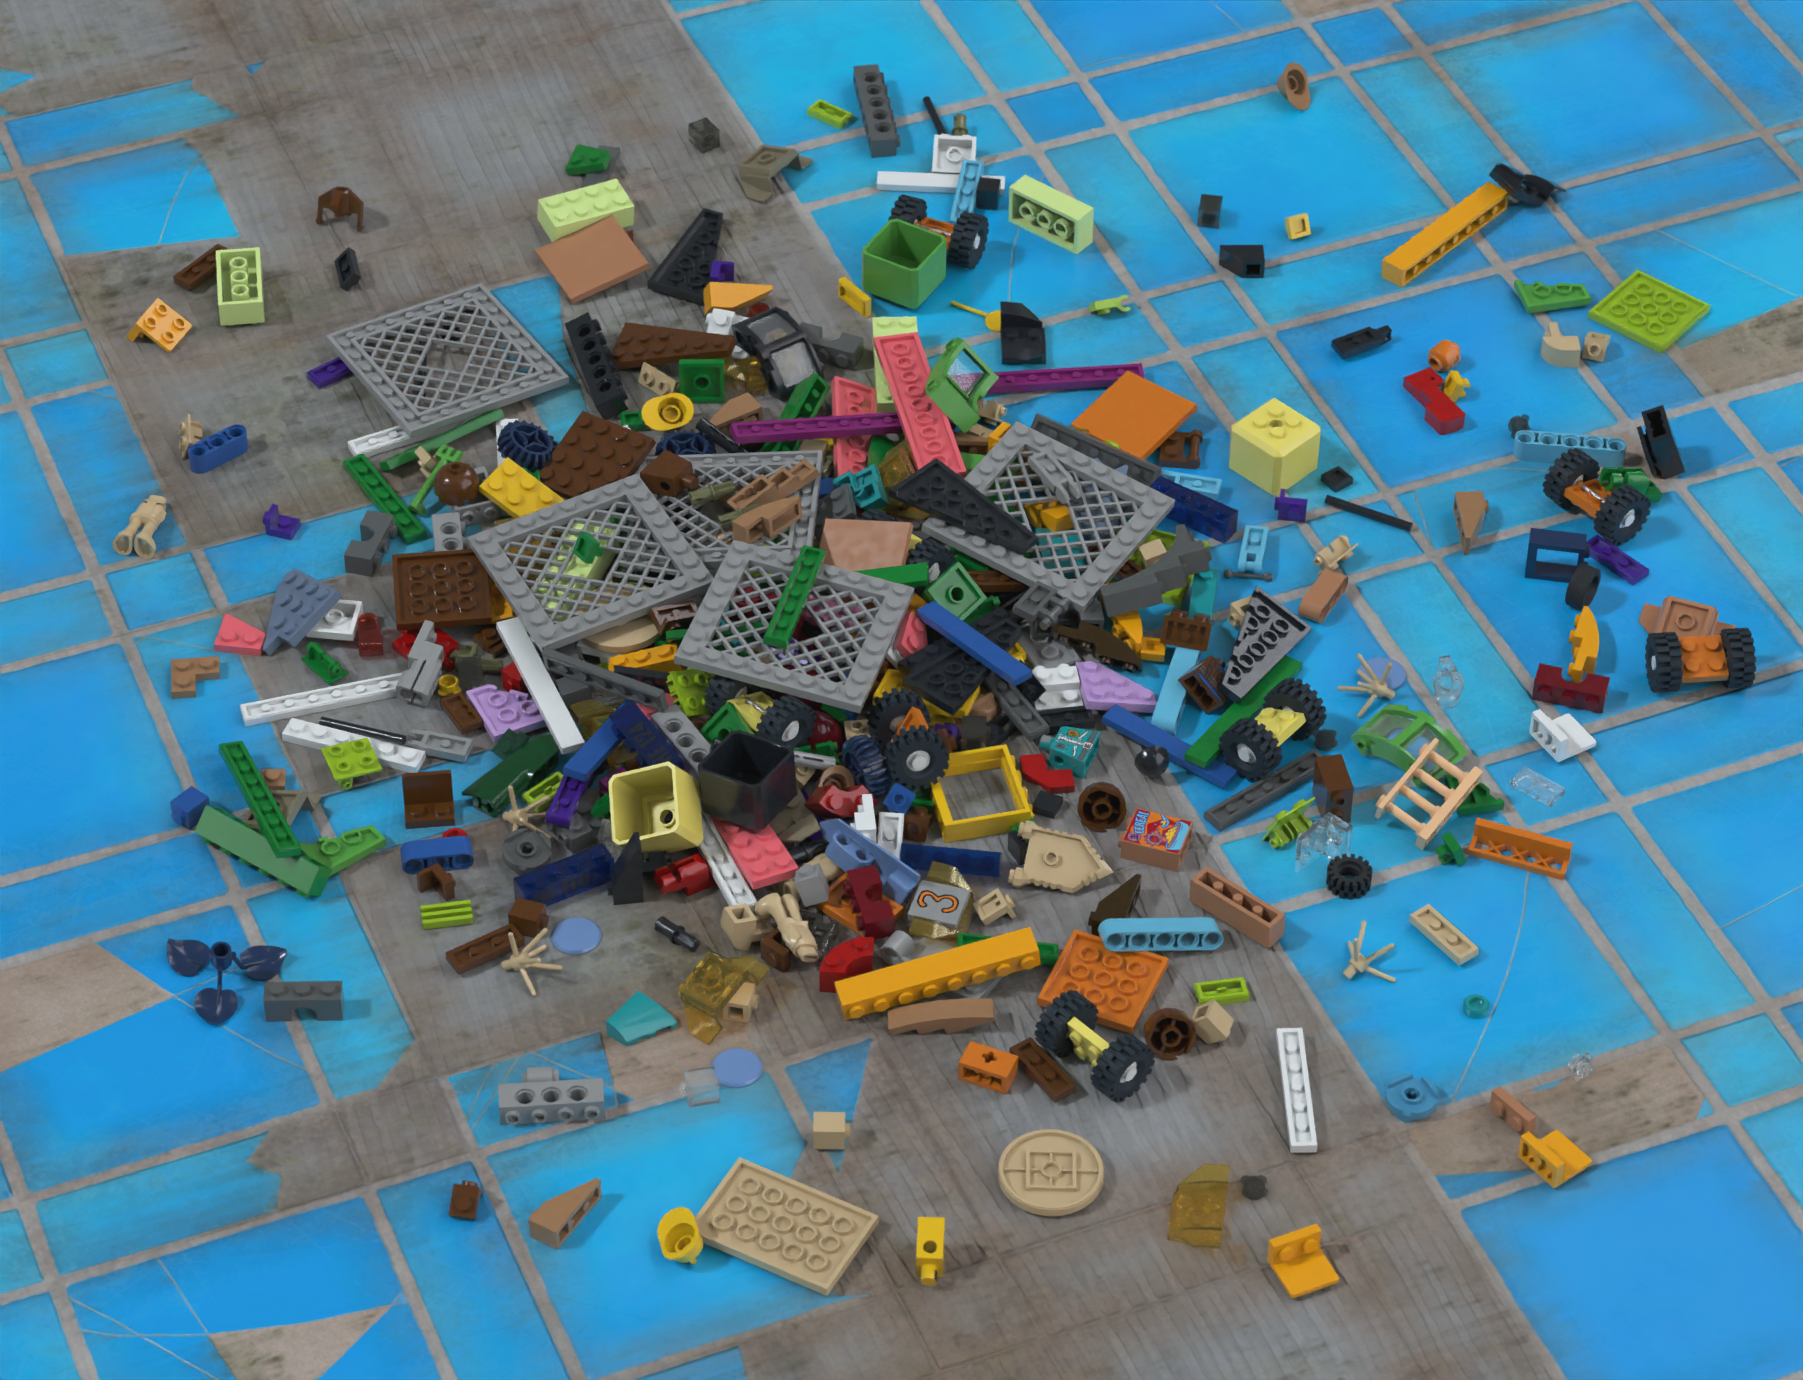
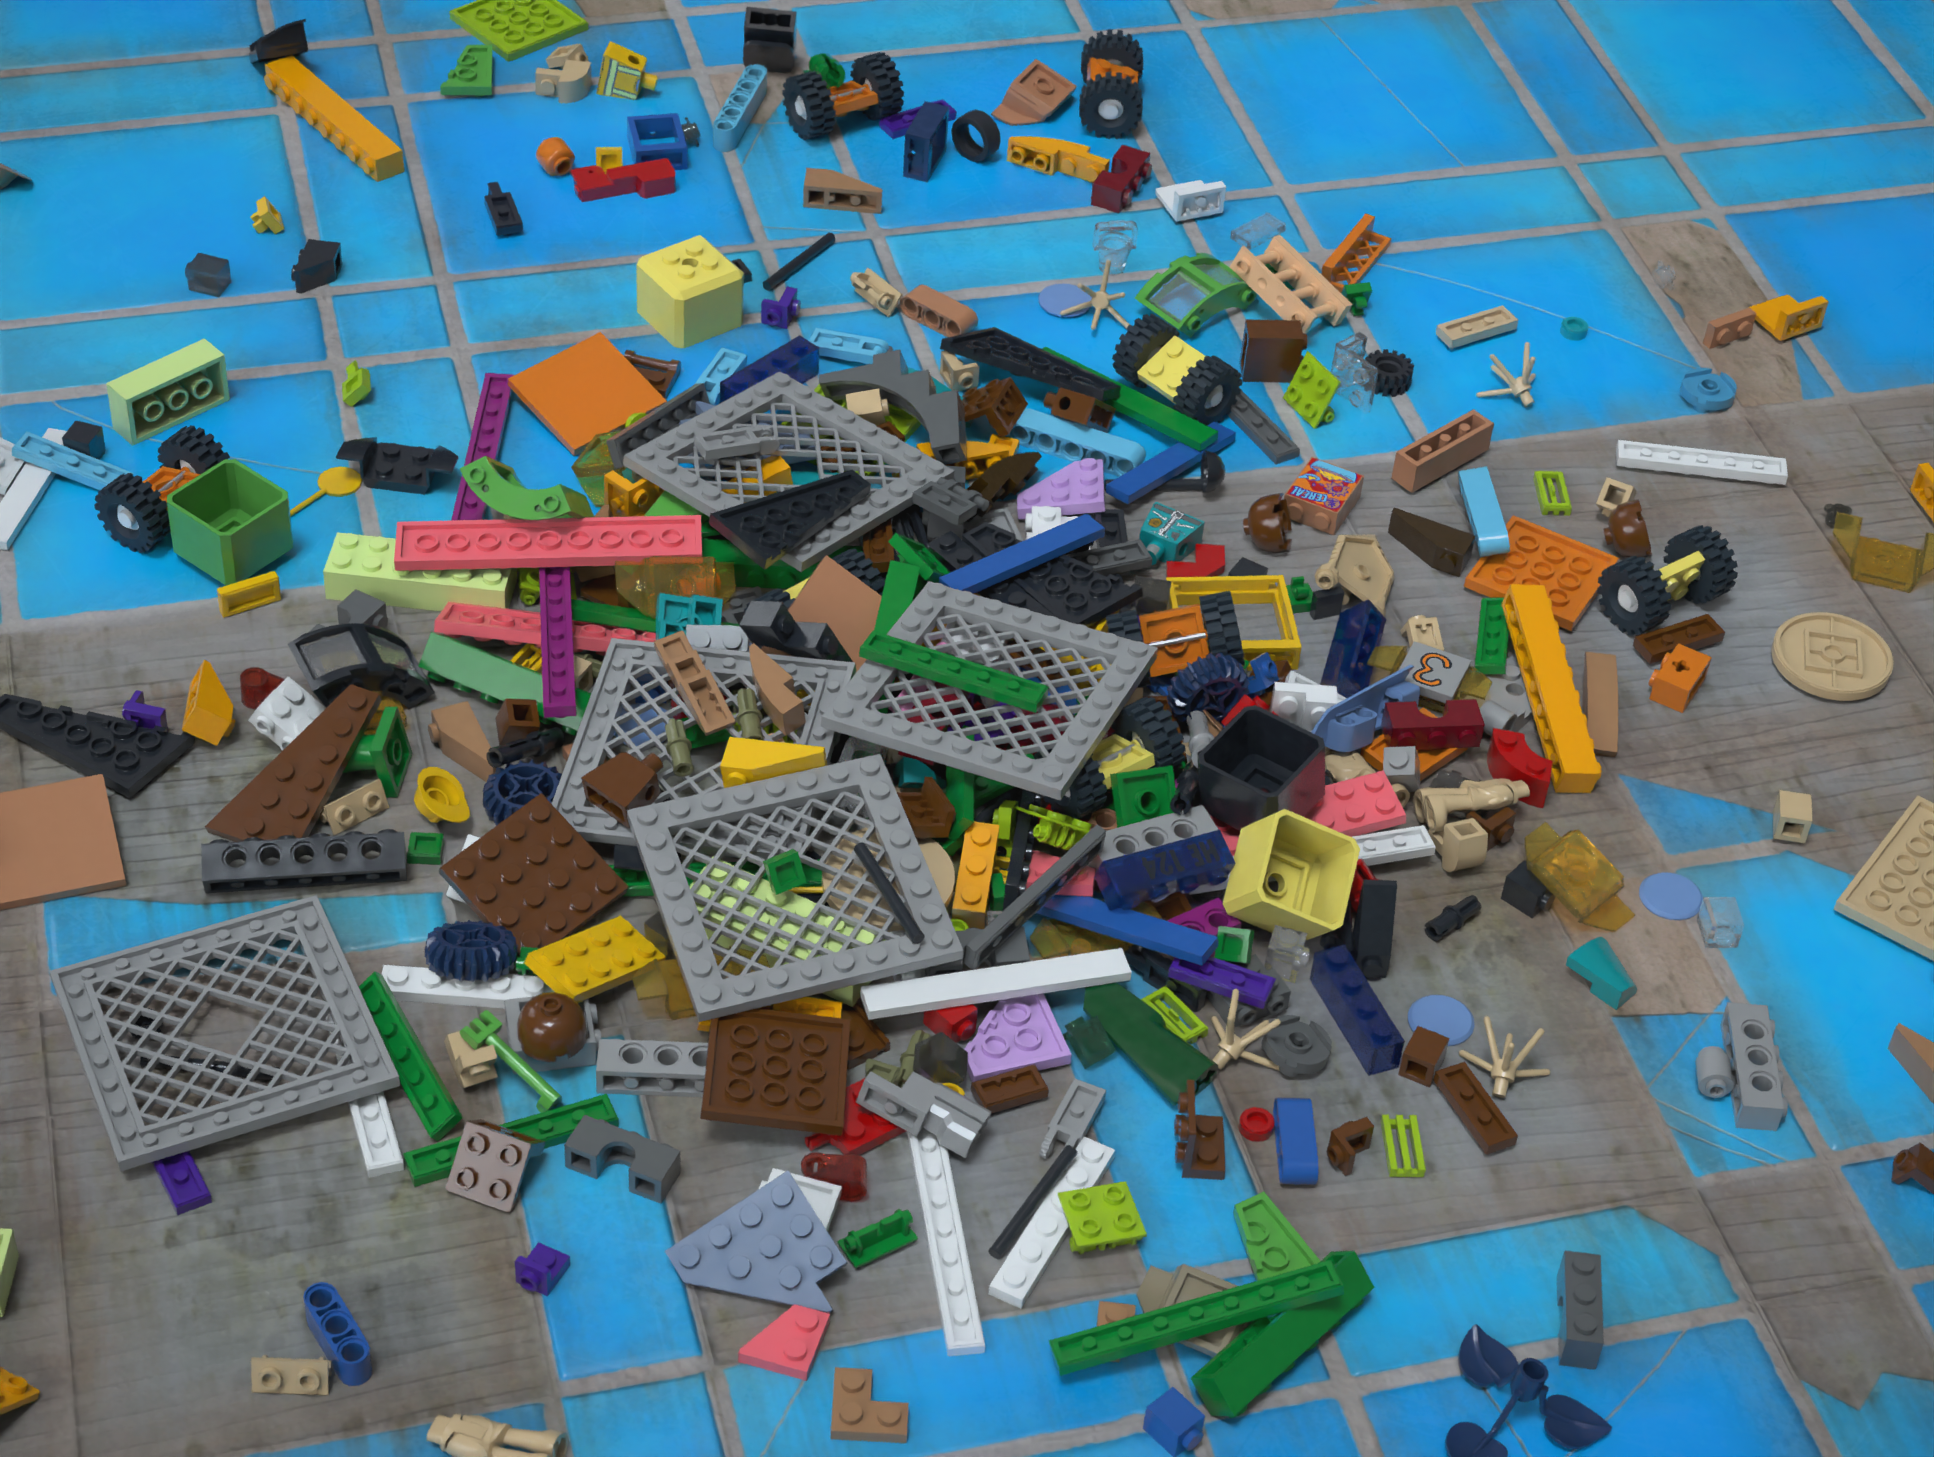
camera: 85 degrees left, 0 degrees up
(363, 482) = (491, 1163): none -> bracket
(580, 599) = (889, 893): none -> black bar
(694, 526) = (759, 760): none -> yellow slope
(825, 534) = (774, 627): none -> black arch
(1495, 422) = (664, 127): none -> blue window
(1578, 381) = (624, 73): none -> yellow torso

